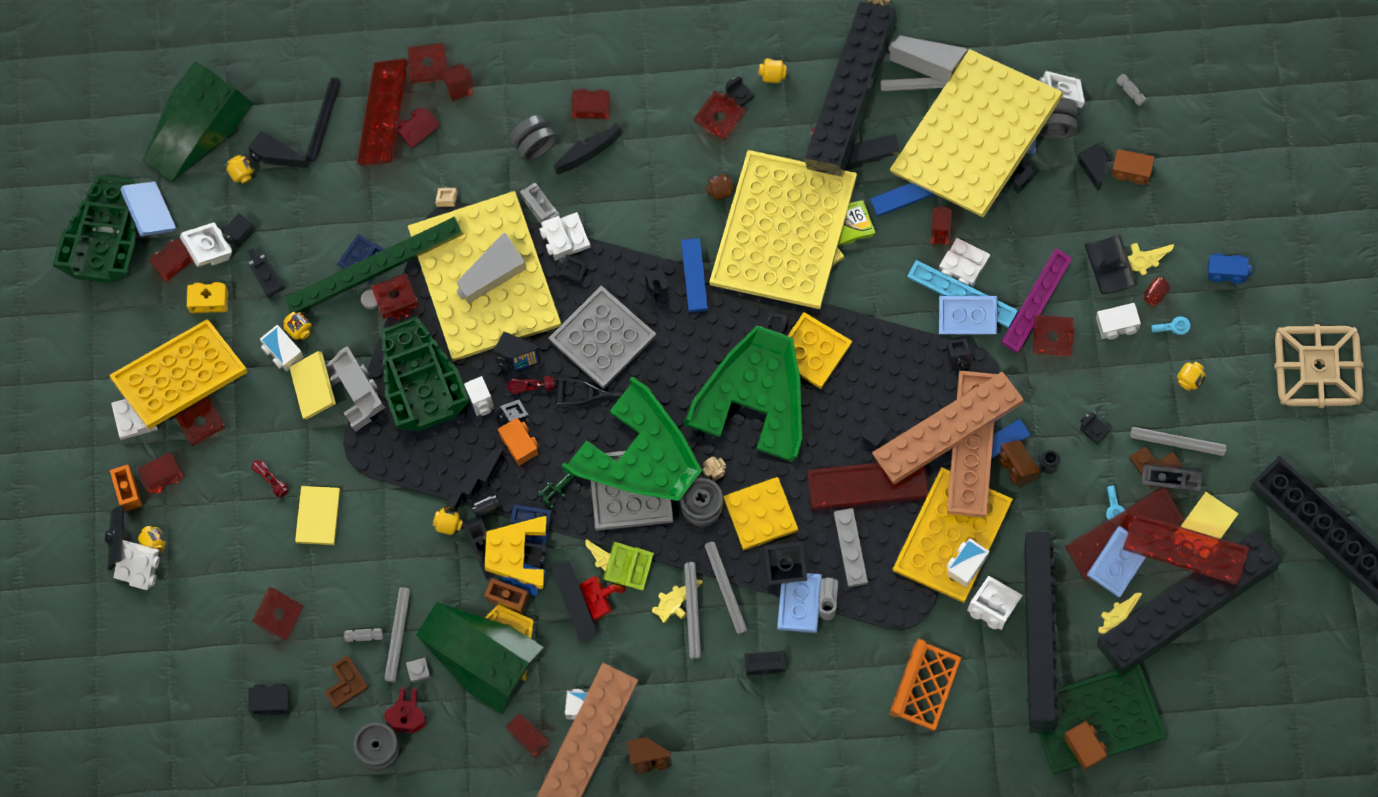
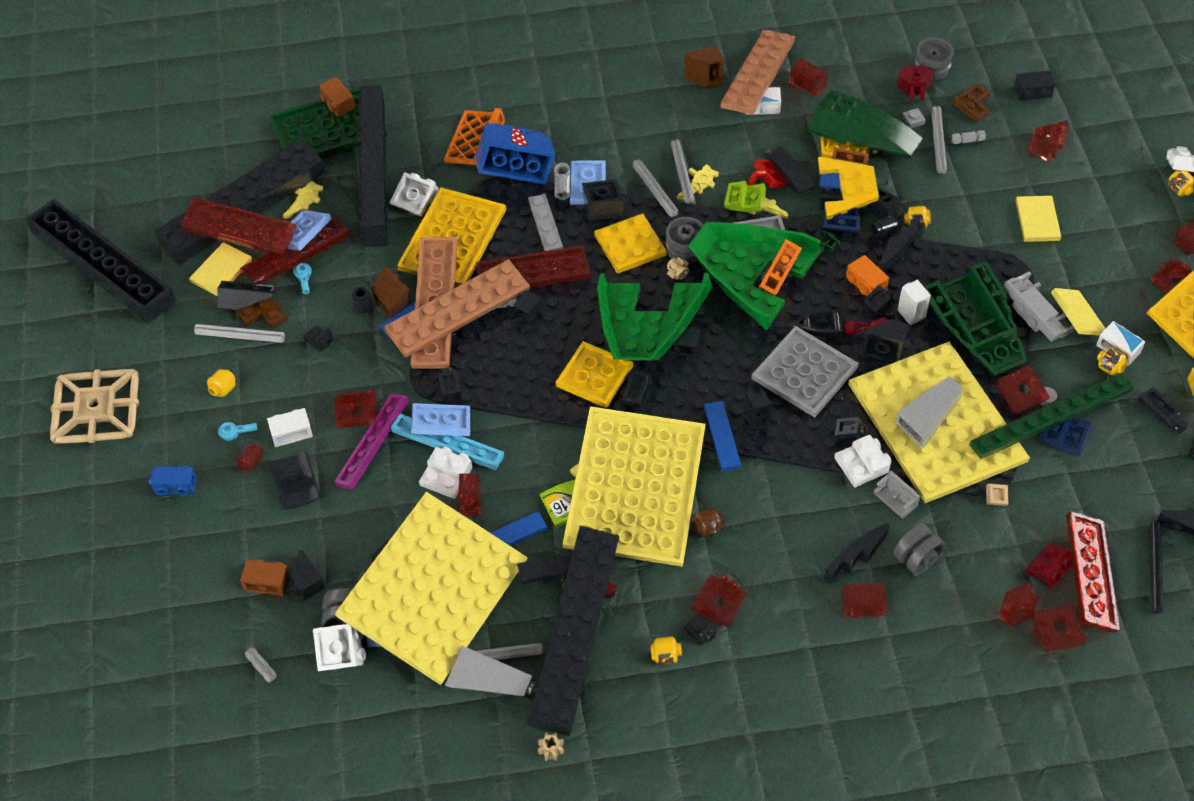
camera: 170 degrees right, 15 degrees down
(260, 468) = (1103, 247): dark red piece -> none
(612, 440) = (780, 267): none -> orange slope
(764, 663) = (614, 141): black hinge -> none
(880, 627) = (514, 153): none -> blue brick
(967, 563) = (437, 206): white brick -> none
(1143, 260) = (262, 491): light yellow piece -> none

